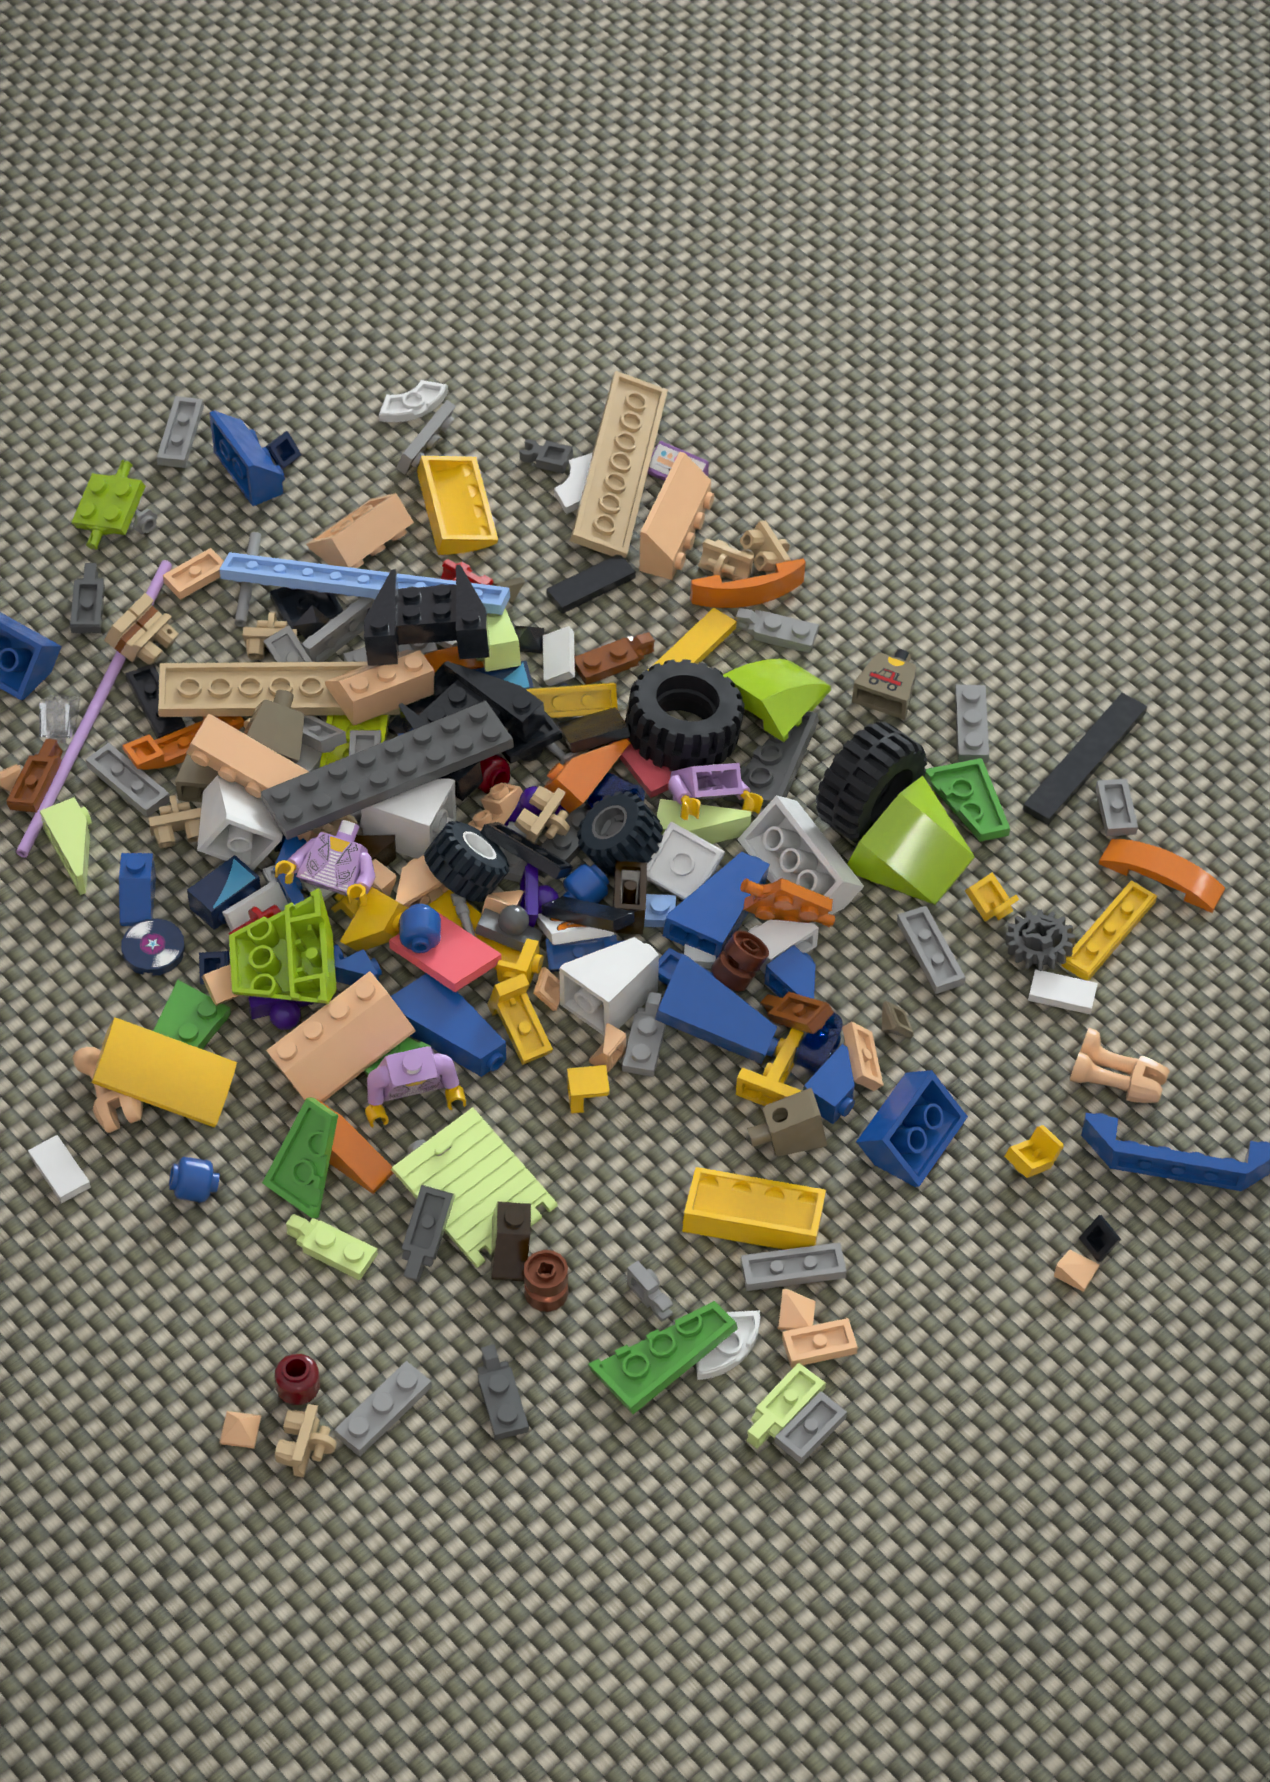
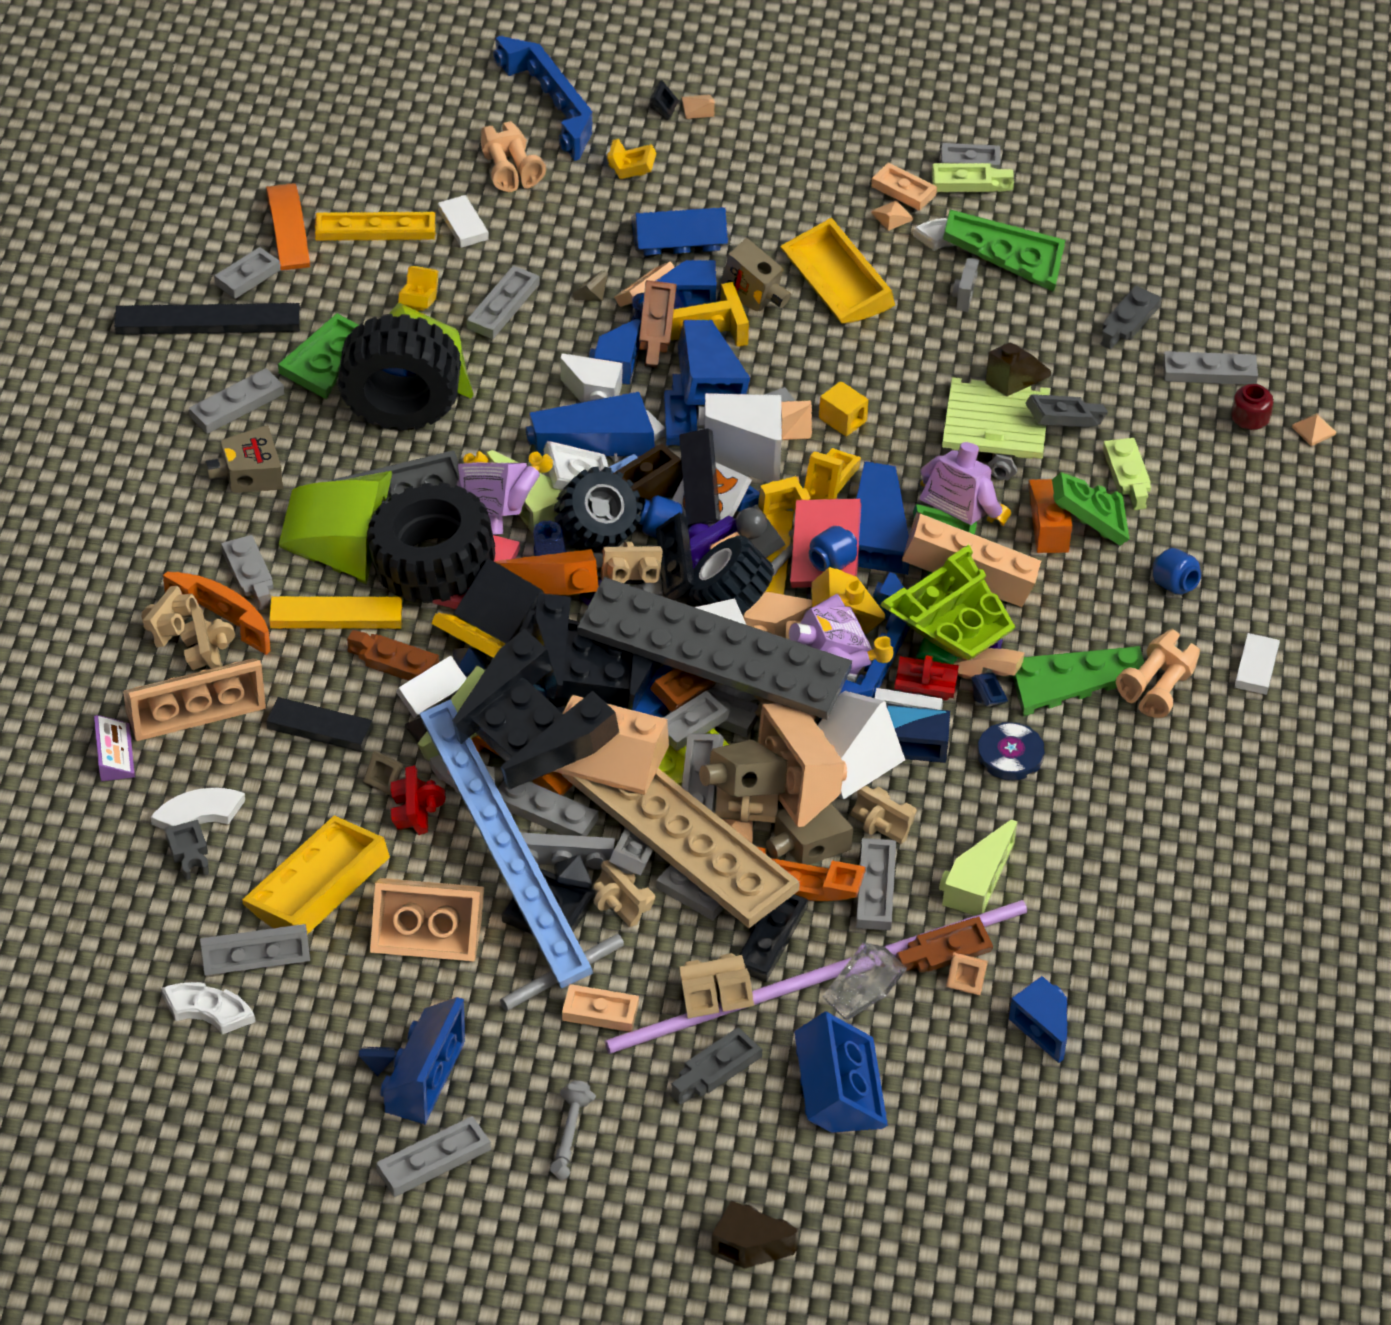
camera: 130 degrees left, 5 degrees down
(108, 504) = (590, 1130): lime plate -> none
(136, 887) = (972, 794): blue slope -> none
(164, 1072) = (1119, 635): yellow slope -> none
(305, 1426) = (1286, 379): tan hips -> none
(546, 1280) = (1027, 327): copper wheel -> none
(619, 465) = (153, 781): tan plate -> none
(740, 960) = (639, 374): copper wheel -> none
(787, 902) = (566, 369): orange plate -> none
(793, 1266) = (863, 229): light grey plate -> none
(799, 852) = (498, 407): white slope -> none
(1040, 939) = (432, 245): dark grey gear -> none

